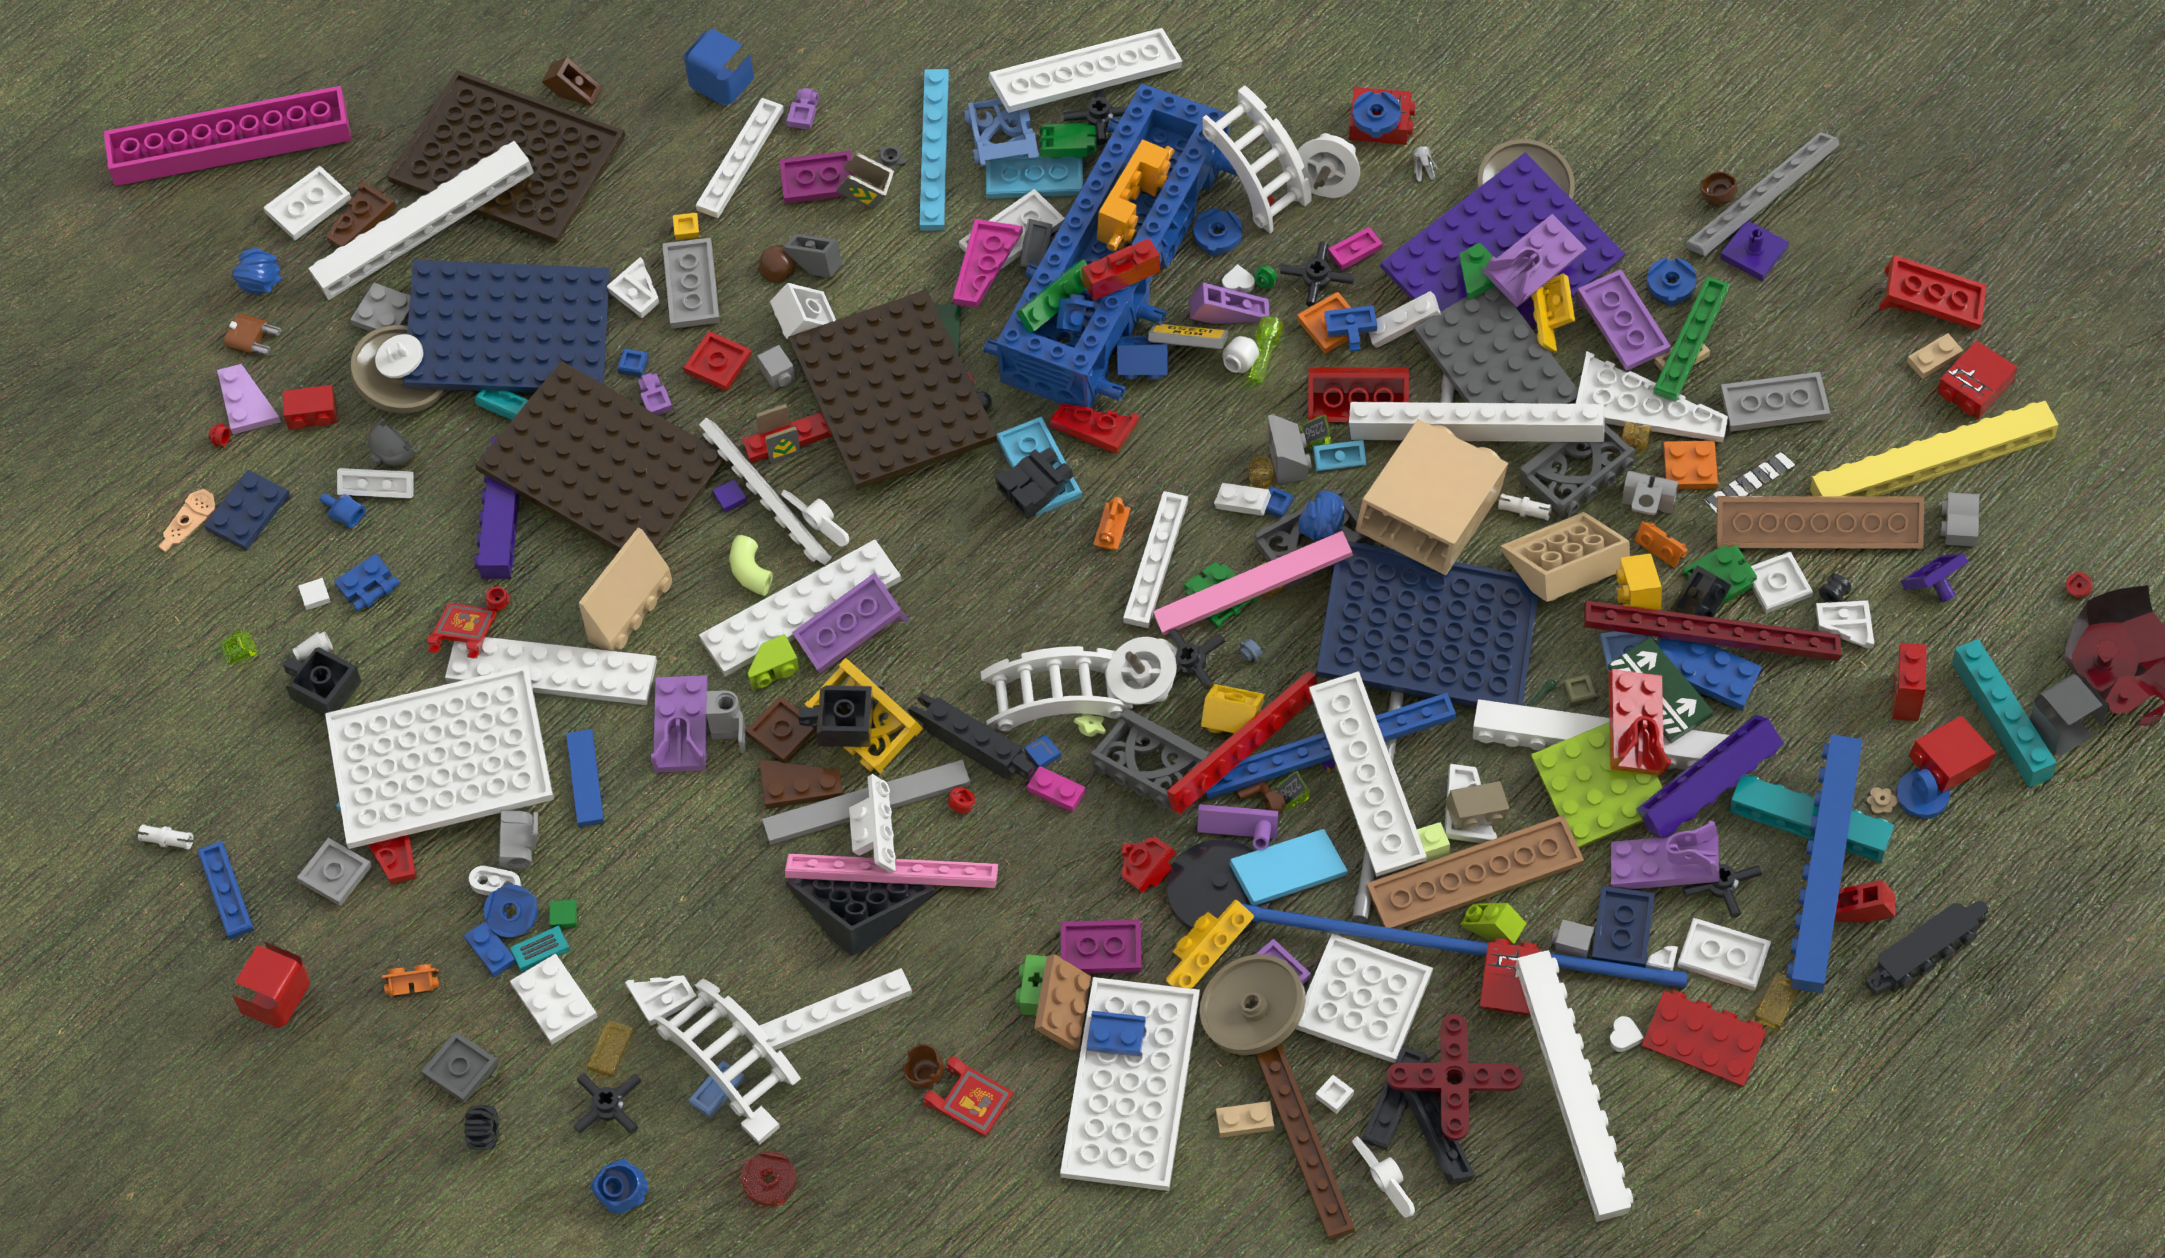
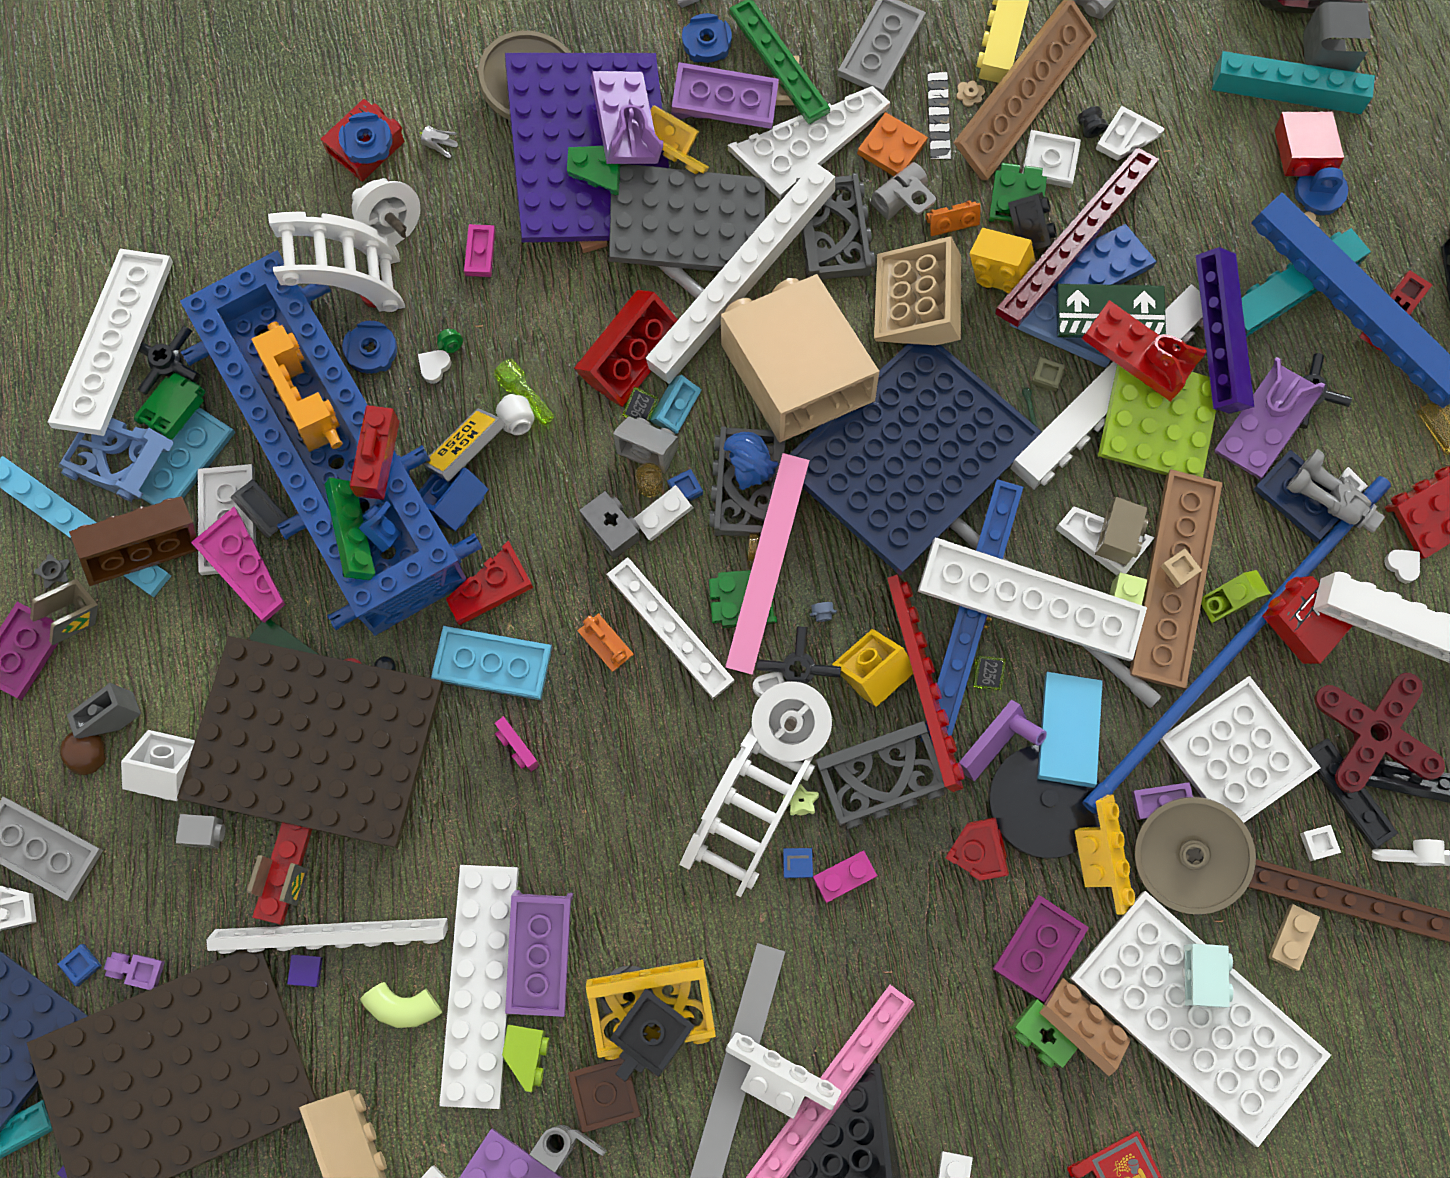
camera: 60 degrees left, 15 degrees up
(717, 361) = (146, 882): red plate -> none
(797, 784) = (671, 1118): reddish brown wing -> none
(820, 518) = (395, 901): white piece -> none
(947, 183) = (134, 540): none -> reddish brown brick
(961, 800) = (799, 973): red tile -> none
(972, 738) = (744, 919): black hinge -> none
(991, 509) = (522, 754): none -> dark pink plate
(1034, 482) = (513, 670): black hips -> none
(1116, 1033) = (1147, 998): blue plate -> none
(1162, 1059) = (1208, 975): none -> light aqua brick
(1204, 470) = (616, 538): none -> flat silver brick
(1224, 306) = (455, 391): medium lavender slope -> none
(1272, 800) = (990, 696): reddish brown plate -> none
(1314, 322) = (539, 320): orange plate -> none
(1317, 274) = (482, 297): black bar -> none
(1351, 323) = (559, 303): blue plate -> none
(1404, 319) = (587, 260): white plate -> none
(1480, 864) = (1181, 568): none -> tan plate
(1525, 507) = (843, 293): white pin -> none
(1572, 939) = (1293, 543): light grey brick -> none
(1635, 950) = (1344, 499): none -> light grey piece
(1636, 435) = (839, 163): clear yellow wheel -> none
(1724, 954) = (1374, 436): white tile -> none
(1789, 488) = (970, 93): none -> tan plant
(1909, 681) = (1229, 125): red brick -> none
(1935, 574) = (1134, 40): dark purple tile -> none

